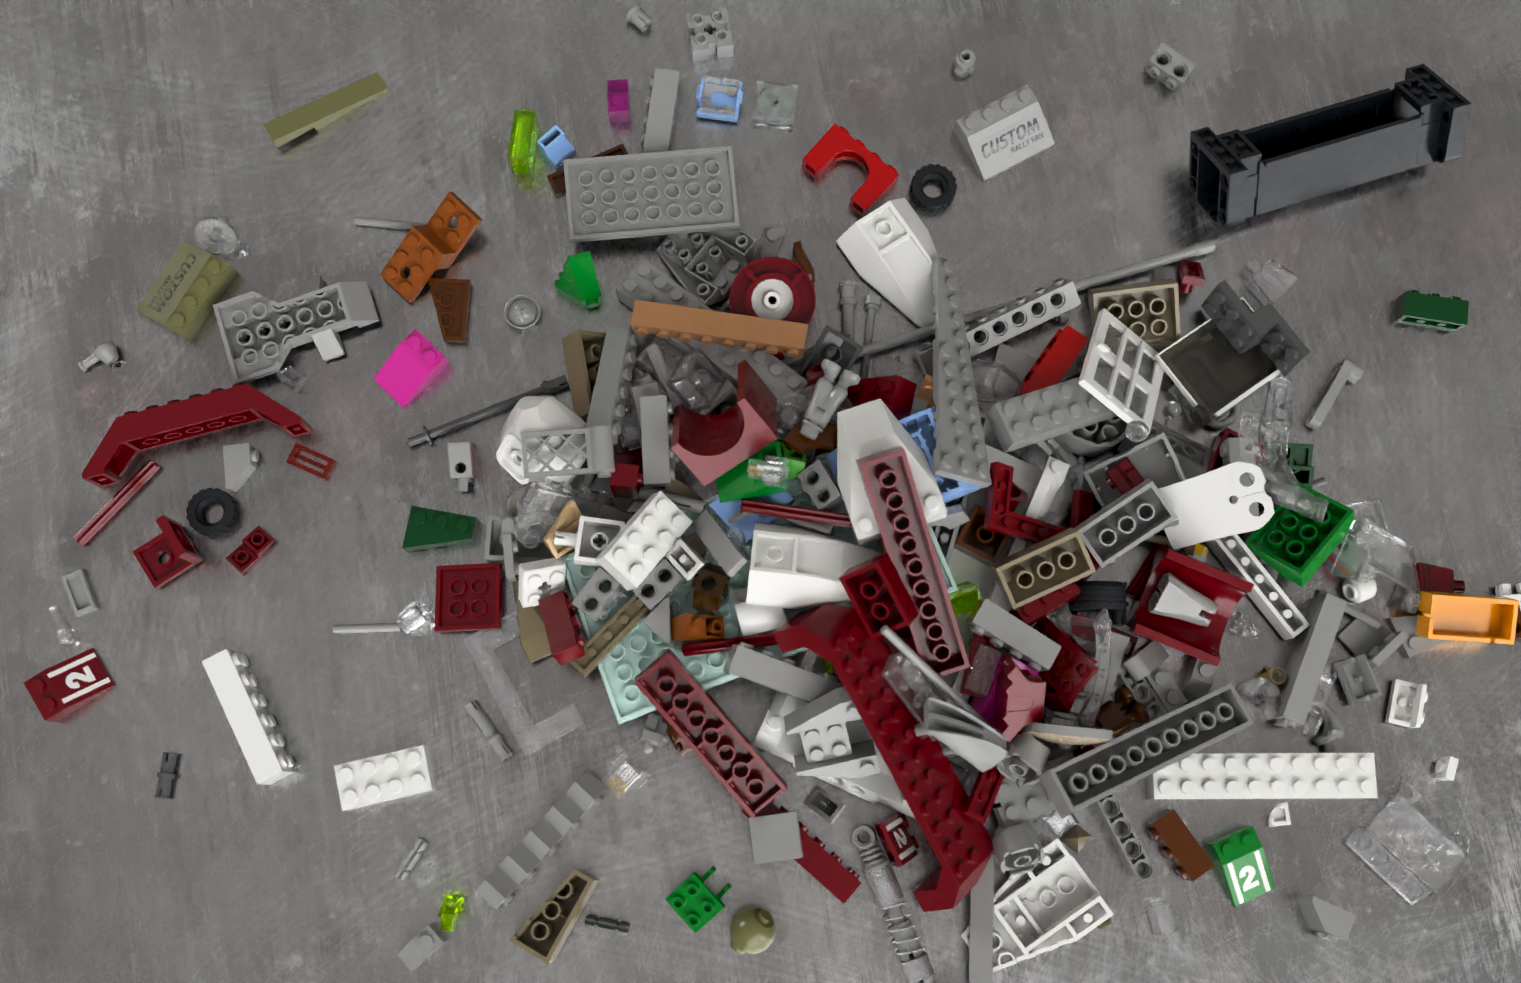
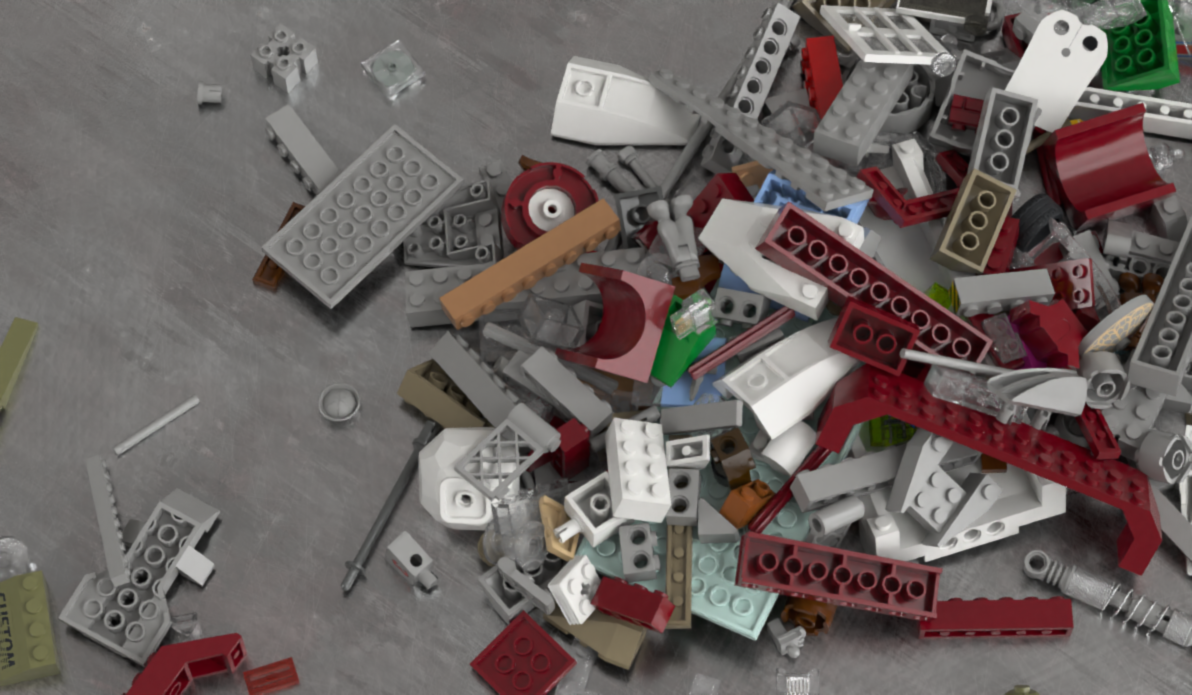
camera: 35 degrees left, 15 degrees down
(299, 265) = (107, 520): none -> light grey piece
(410, 368) = (286, 526): dark pink slope -> none
(431, 247) = (209, 413): dark orange bracket -> none
(438, 528) = (442, 631): dark green wedge -> none
(452, 307) = (273, 449): reddish brown wing -> none
(523, 143) = (209, 265): clear neon green brick -> none
(555, 147) = (238, 250): light blue piece -> none
(579, 281) = (374, 330): green wedge -> none
(618, 100) = (256, 171): magenta arch -> none
(719, 98) = (342, 101): piece -> none
(740, 694) = (832, 522): none -> light grey piece
(776, 837) = (969, 620): light grey slope -> none
(824, 804) = (982, 569): light grey slope -> none
(838, 145) = (481, 56): red arch -> none
(896, 839) = (1062, 543): dark red slope -> none
(933, 172) = (584, 14): black tyre -> none
(980, 542) = (903, 249): reddish brown brick -> none
(1059, 825) = (1172, 418): clear tile -> none
(1181, 601) = (1100, 169): light grey piece -> none

